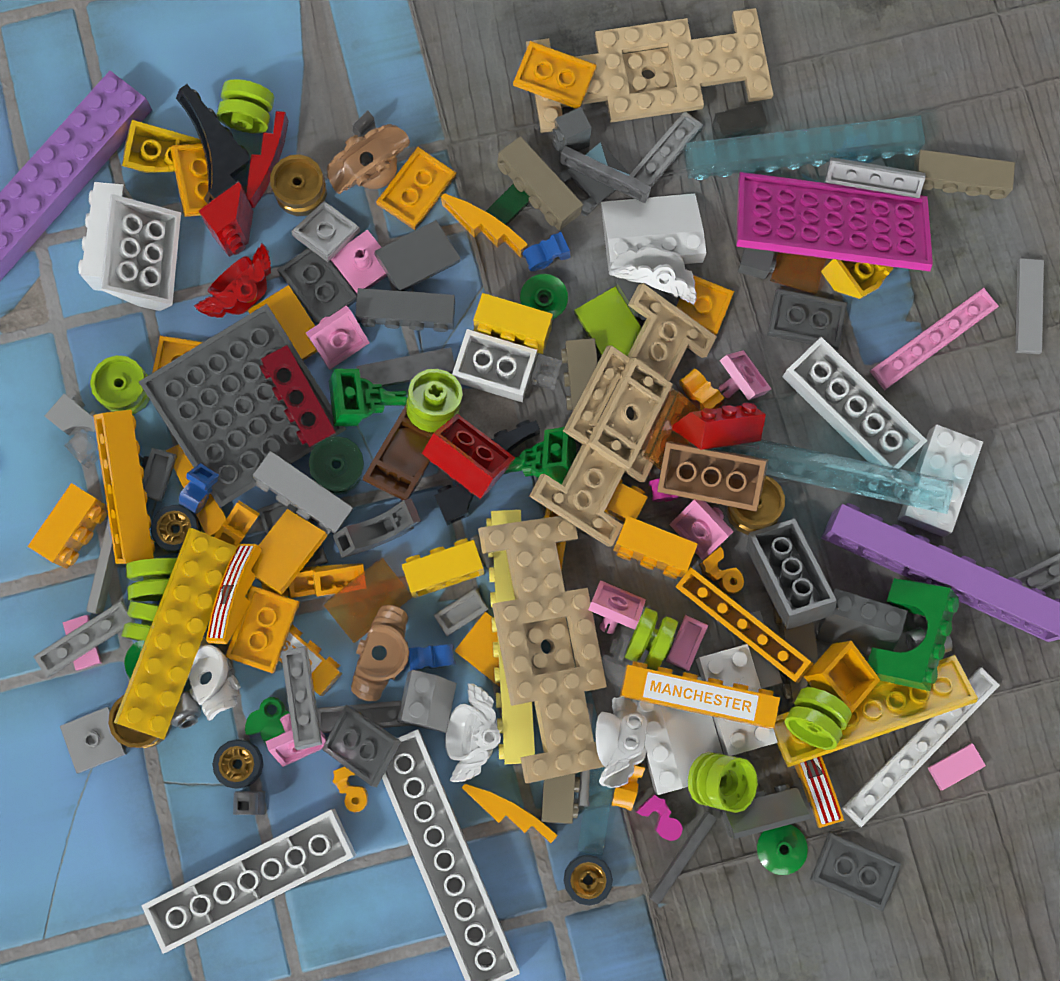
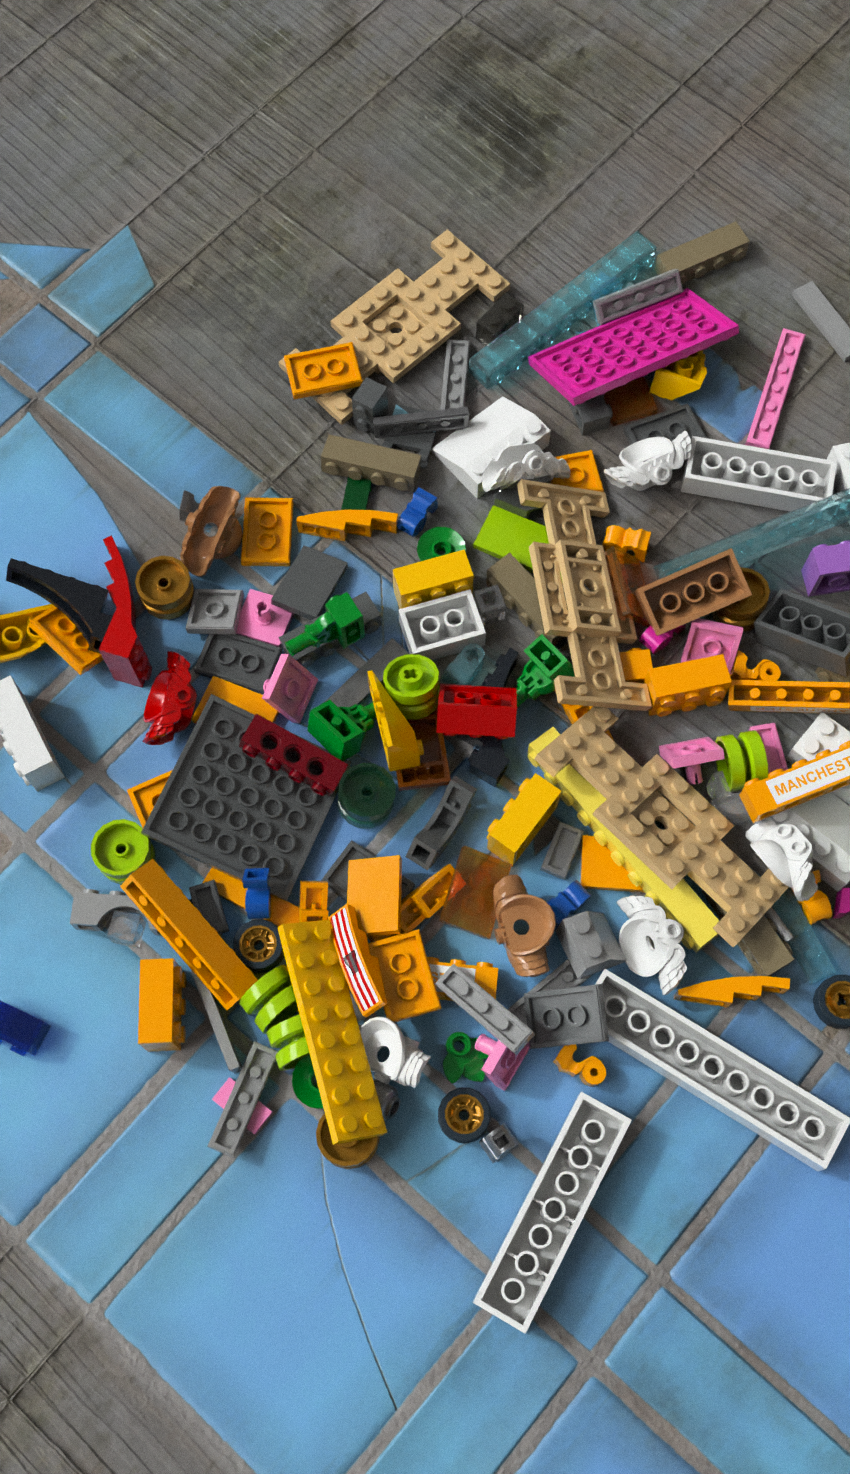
camera: 30 degrees left, 10 degrees down
(91, 741) = (314, 1187): light grey plate -> none
(140, 253) = (66, 725): white slope -> none
(245, 106) = (73, 550): lime wheel -> none
(301, 492) = (353, 837): light grey brick -> none
(386, 437) = (397, 735): none -> yellow wedge
(409, 309) = (340, 622): none -> green brick
(486, 413) = (462, 670): none -> clear light blue piece
(722, 426) = (669, 550): red slope -> none
(743, 376) = (652, 507): bright pink tile -> none
(770, 335) = (650, 462): none -> white piece

